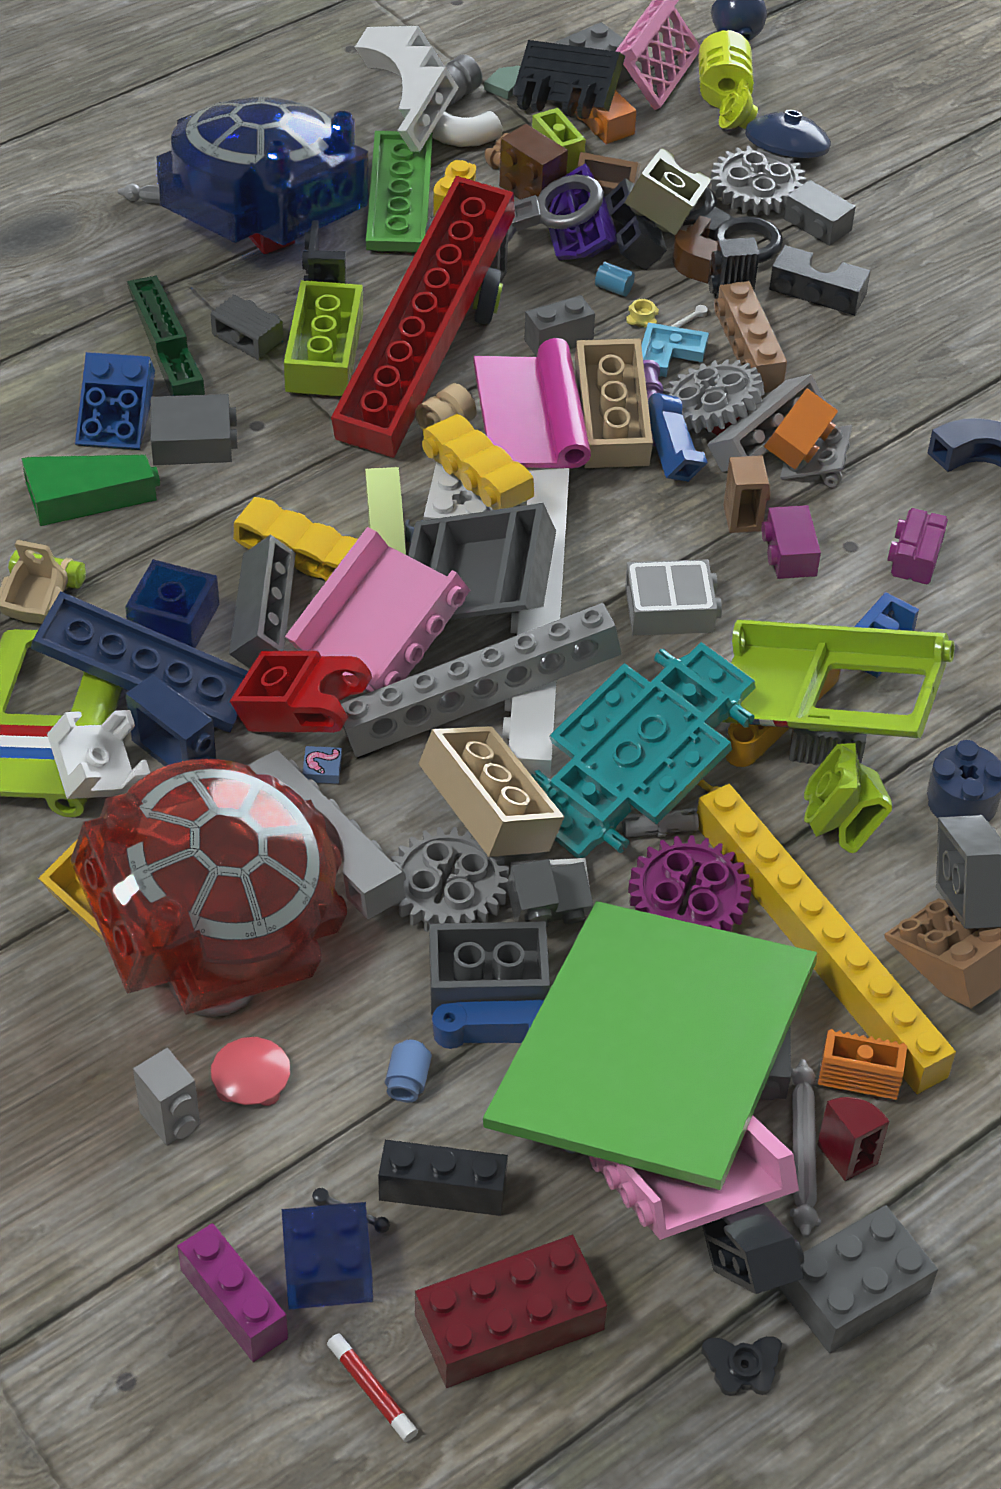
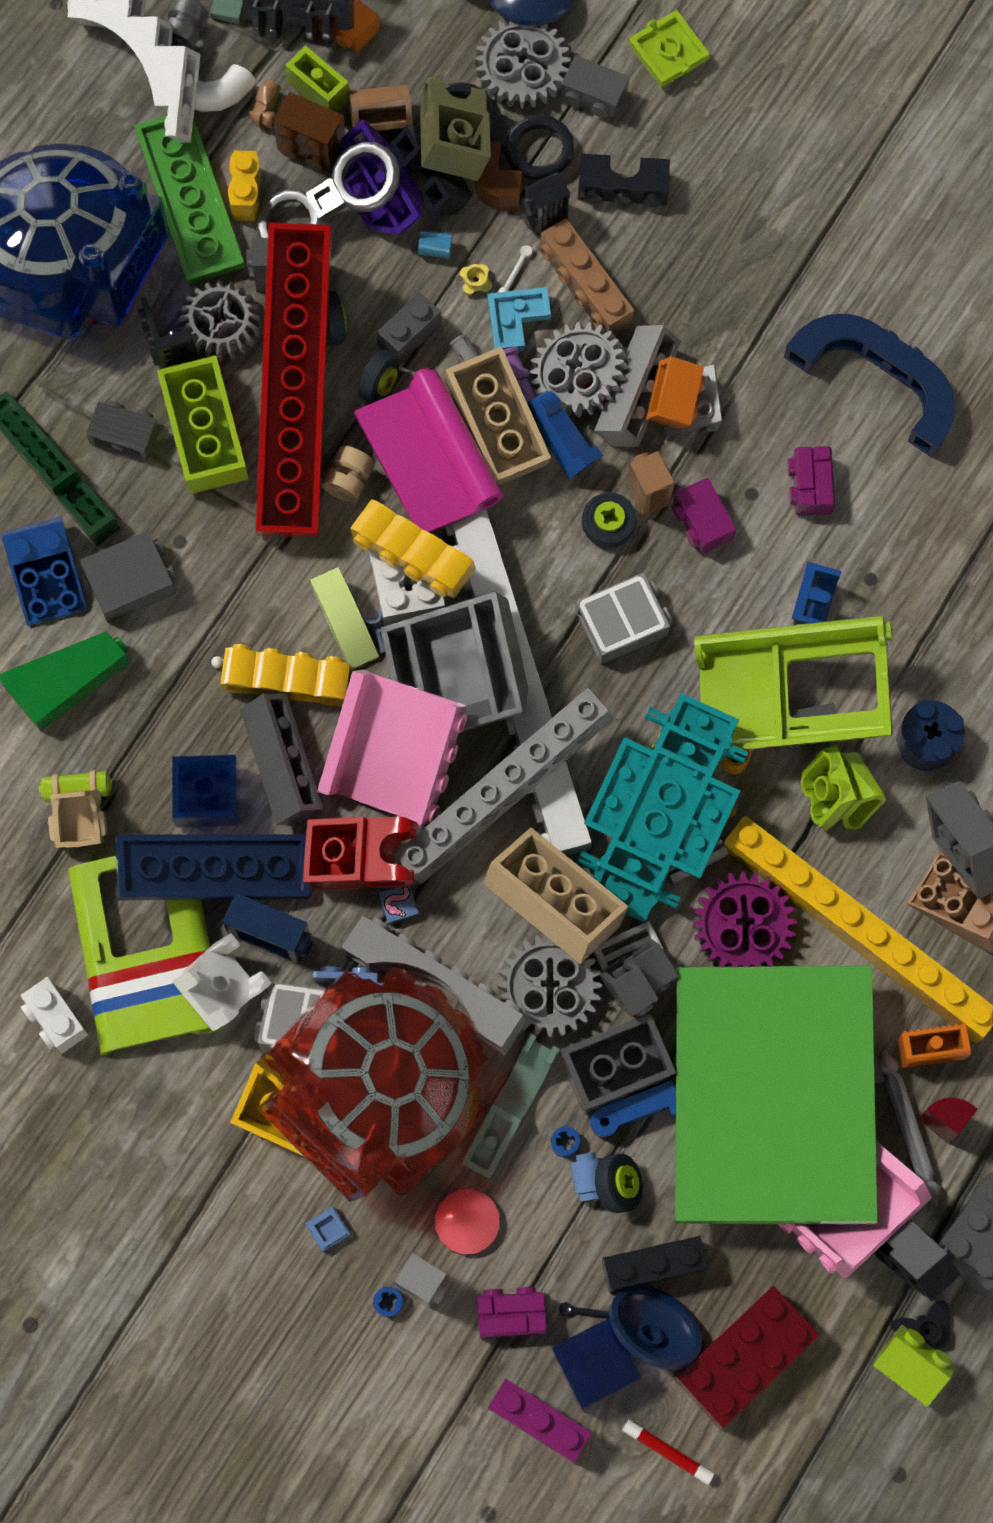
camera: 20 degrees left, 25 degrees up
(93, 1029) = (328, 1229): none -> medium blue tile
(133, 1122) = (398, 1304): none -> blue bush
(253, 1173) = (511, 1314): none -> magenta brick
(342, 982) = (510, 1107): none -> sand green piece
(379, 271) = (240, 330): none -> light grey gear
(396, 1021) = (559, 1150): none -> blue bush
(411, 1233) = (655, 1327): none -> dark blue dish
(437, 1080) = (618, 1183): none -> black wheel
(513, 340) = (378, 376): none -> black wheel
(692, 519) = (606, 531): none -> black wheel
(714, 1387) = (915, 1365): none -> lime brick
(904, 207) = (668, 48): none -> lime plate

